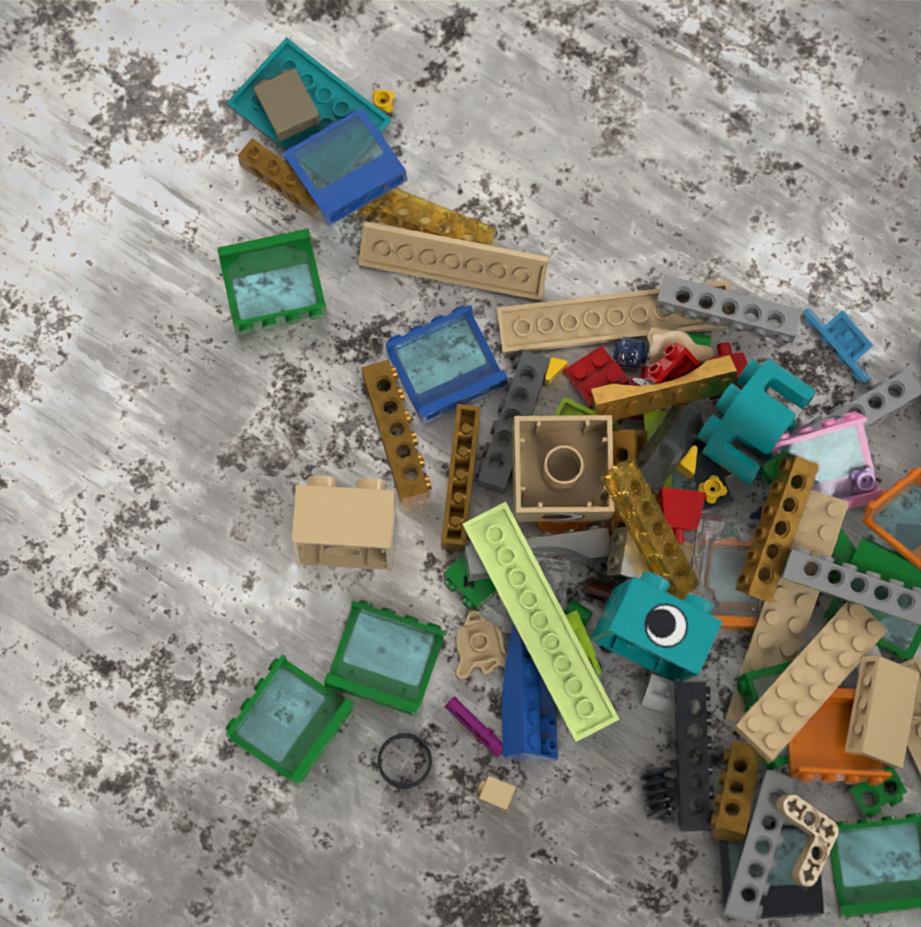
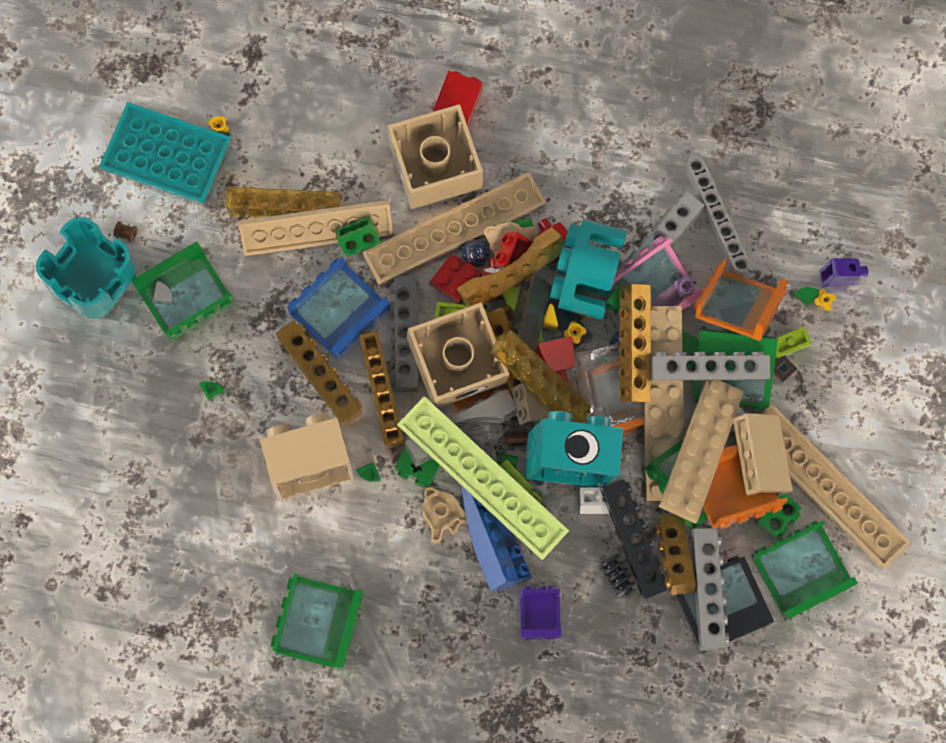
camera: 20 degrees left, 0 degrees up
(171, 219) = (88, 269): none -> teal piece
(234, 195) = (119, 228): none -> reddish brown bush
(247, 276) = (162, 293): none -> light grey tile
(264, 407) = (211, 389): none -> green tile
(276, 174) = (162, 209): pearl gold brick -> none
(287, 104) = (146, 152): dark tan panel -> none
(346, 166) = (208, 183): panel -> none
(385, 658) = (373, 547): clear light blue panel -> none
(399, 736) = (412, 601): black tyre -> none
(411, 569) = (369, 473): none -> green tile
(475, 726) = (465, 577): magenta pin -> none
(496, 794) = (495, 621): tan brick -> none
(498, 283) = (356, 232): none -> green brick
(552, 804) = (540, 613): none -> dark purple panel
(554, 370) = (422, 284): yellow slope -> none
(622, 224) = (435, 156): none -> tan brick
(676, 164) = (460, 90): none -> red brick
(740, 304) = (545, 186): light grey brick -> none
(816, 837) = (748, 566): tan beam -> none
(845, 338) = (631, 185): dark azure bracket -> none

